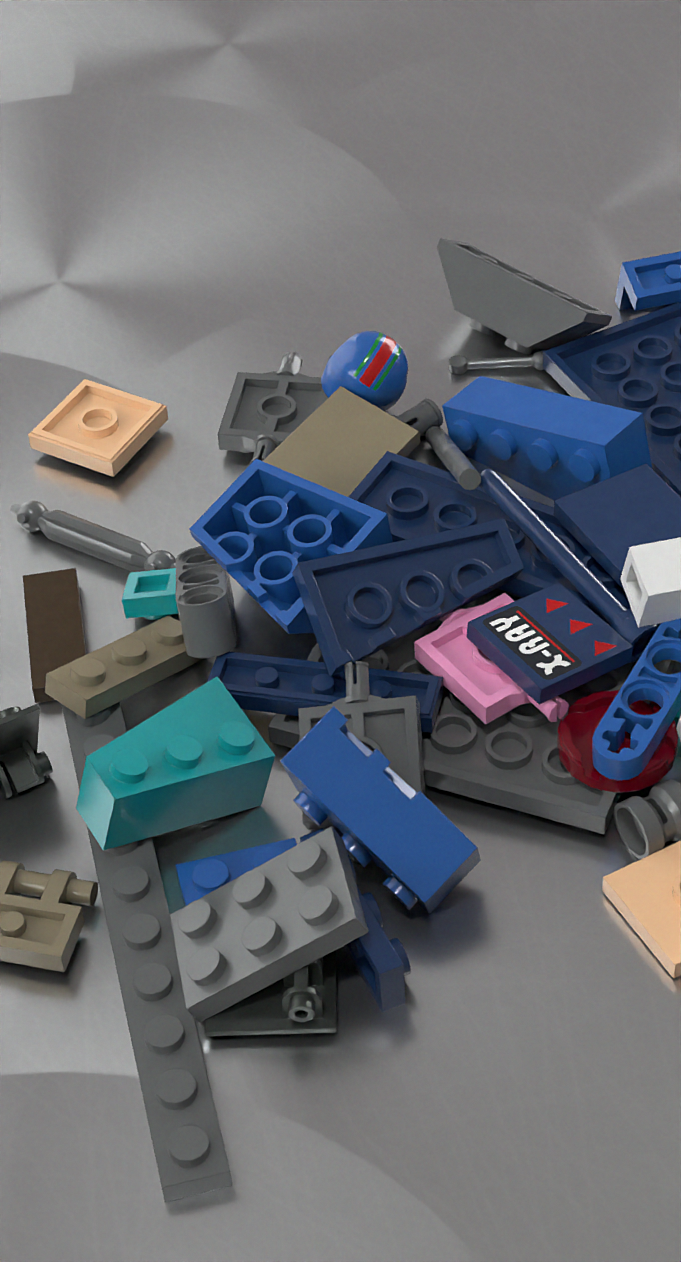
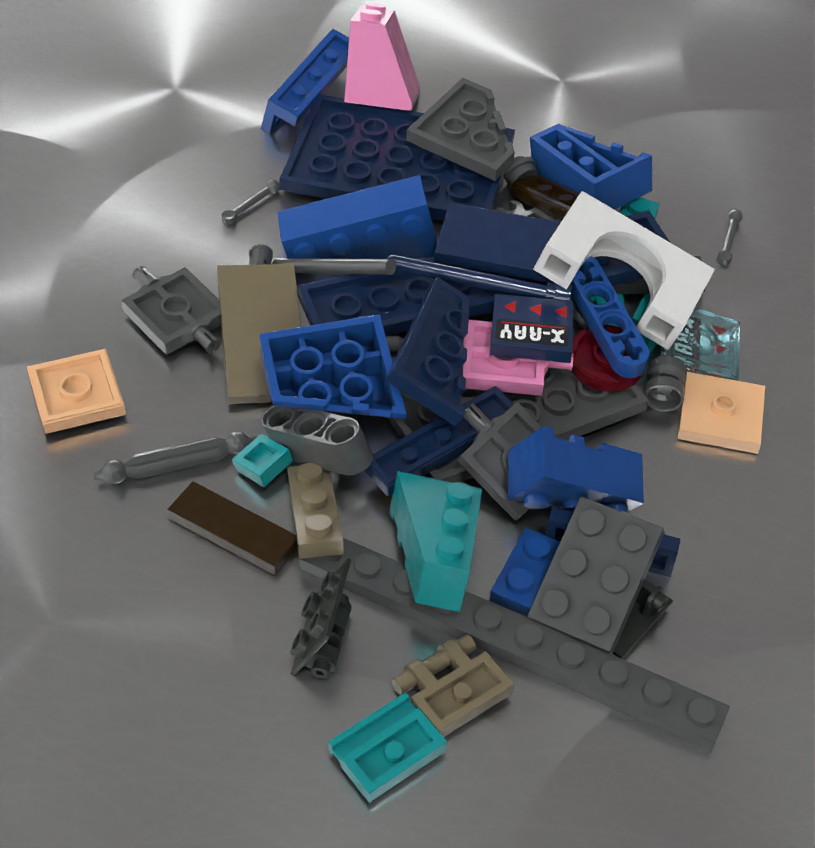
camera: 55 degrees left, 5 degrees up
(369, 367) = (210, 244): blue helmet -> none
(514, 302) = (230, 158): dark grey wedge -> none

